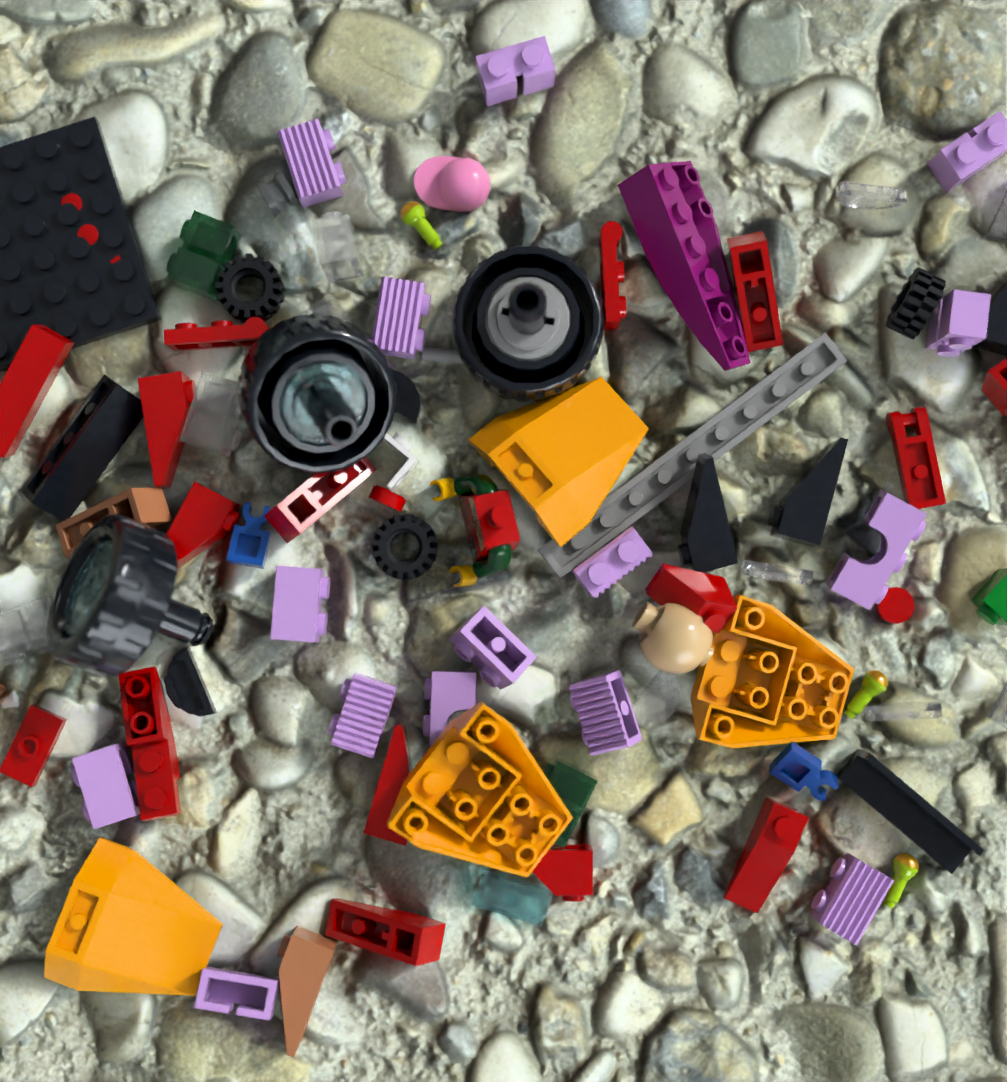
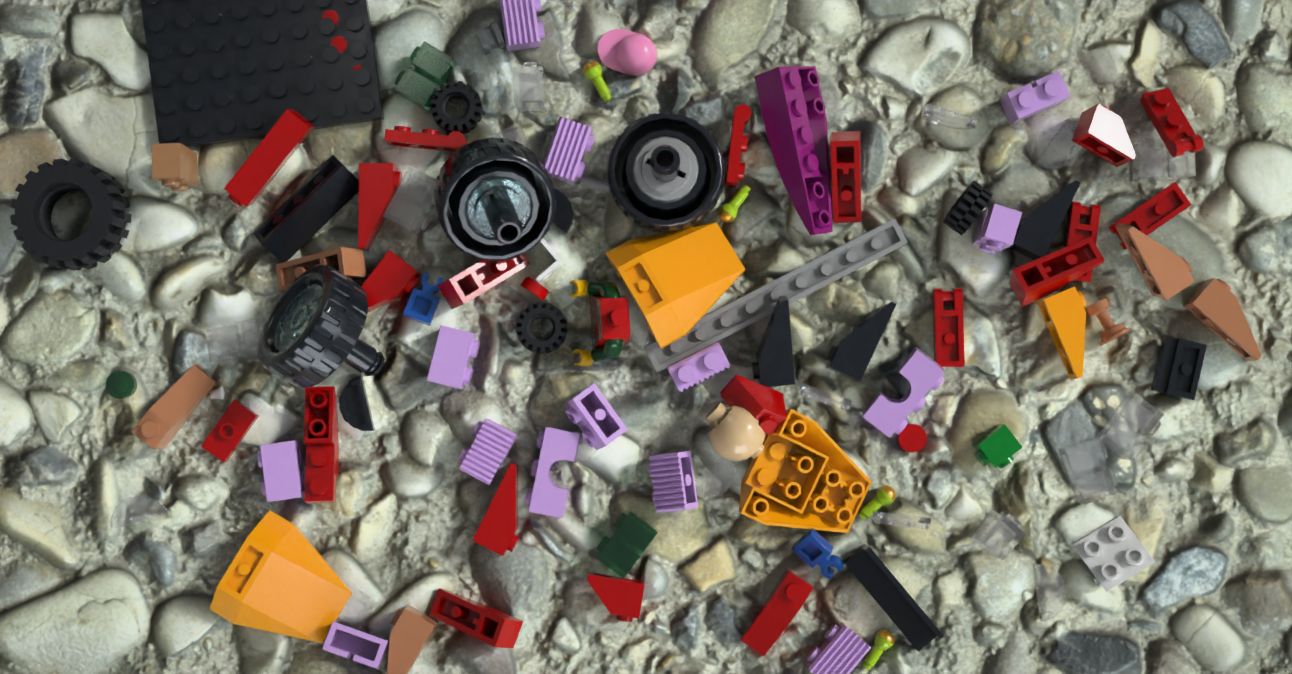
camera: 10 degrees right, 0 degrees up
(480, 797) = (567, 528): light orange wedge -> none
(512, 897) = (577, 611): clear light blue slope -> none
(614, 360) = (728, 211): none -> lime piece

